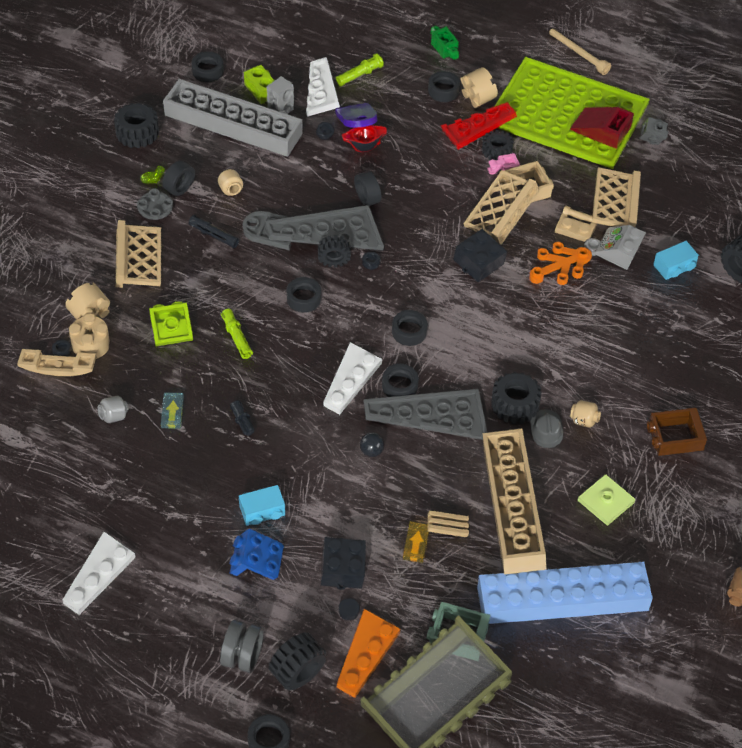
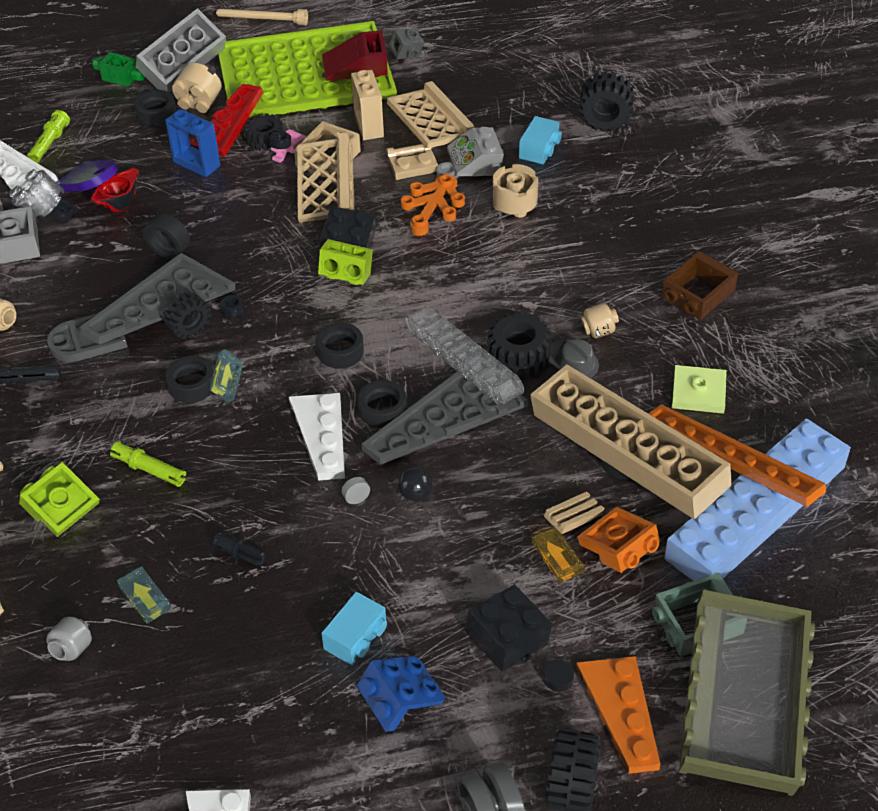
camera: 35 degrees left, 5 degrees down
(314, 112) = (37, 191): none -> clear brick
(325, 305) = (226, 376): none -> clear light blue tile
(335, 426) = (355, 490): none -> light grey tile
(438, 129) = (206, 157): none -> blue window
(458, 557) = (620, 539): none -> orange plate
(460, 273) = (345, 257): none -> lime brick
(472, 382) = (465, 355): none -> clear beam
(491, 51) = (188, 42): none -> light grey brick
(498, 159) = (280, 140): none -> black tile
(568, 553) = (745, 459): none -> orange plate
(577, 165) = (367, 104): none -> tan window
(619, 288) = (515, 190): none -> tan brick

